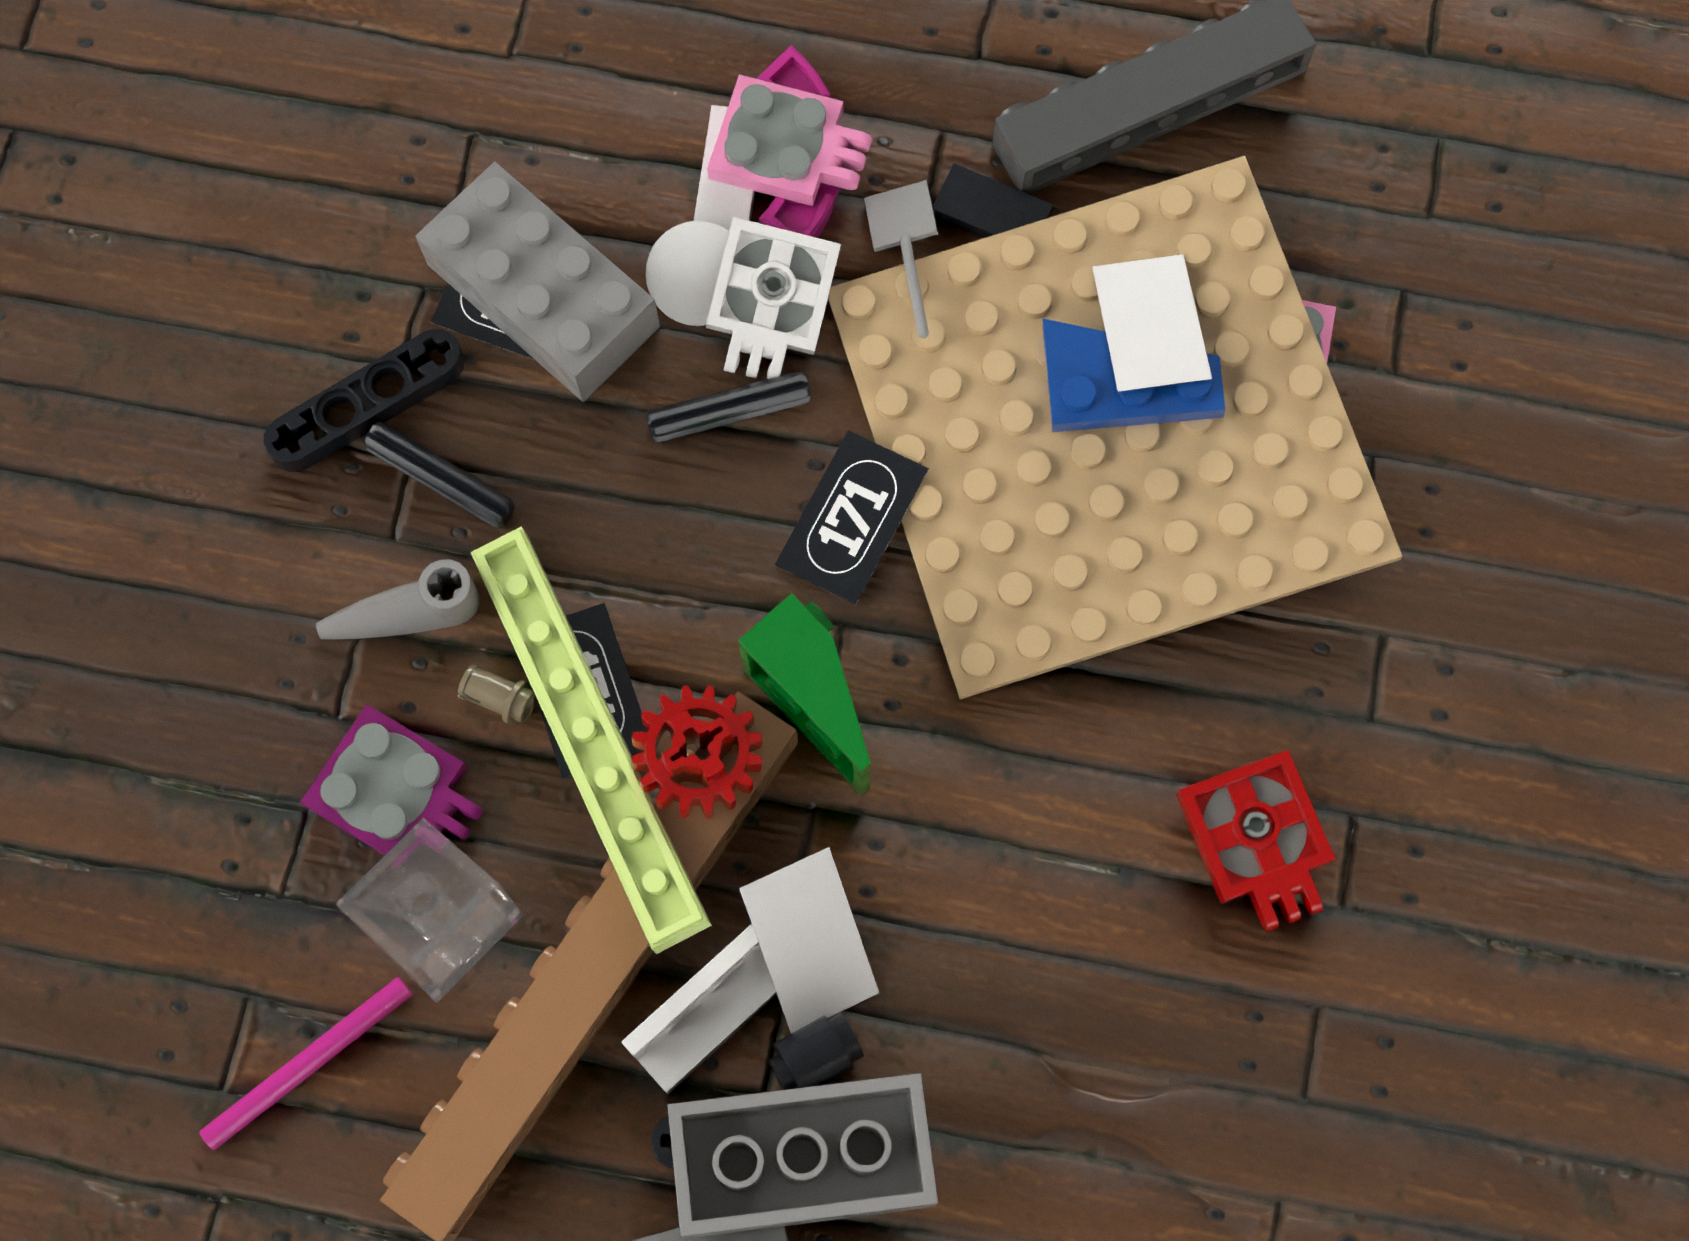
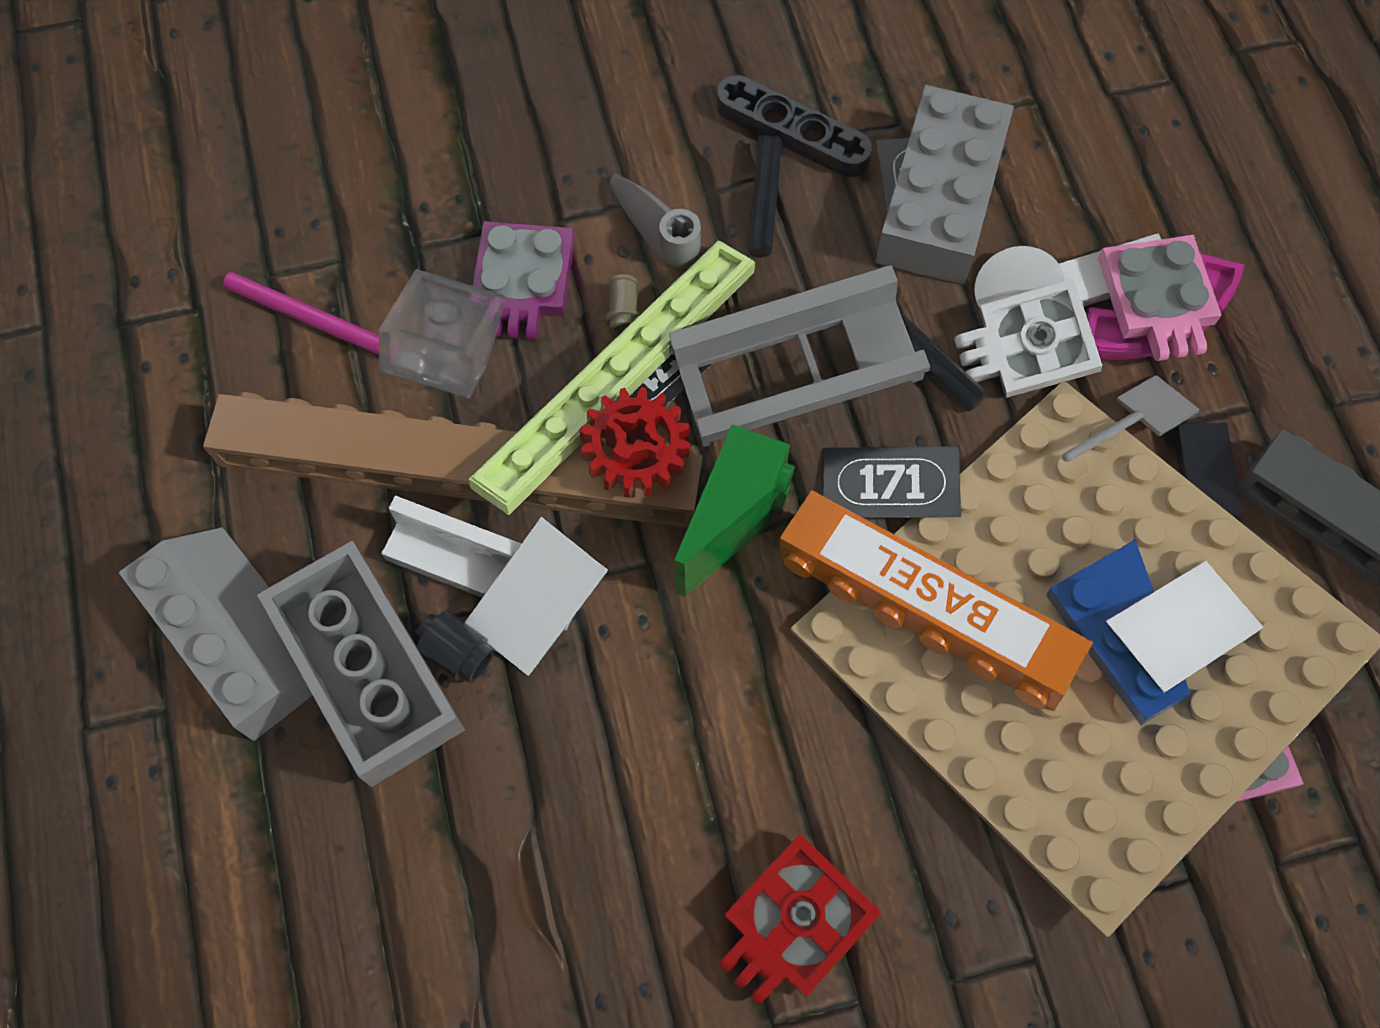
camera: 65 degrees right, 5 degrees down
(685, 448) = (859, 303): none -> light grey piece
(1009, 543) = (933, 601): none -> orange brick

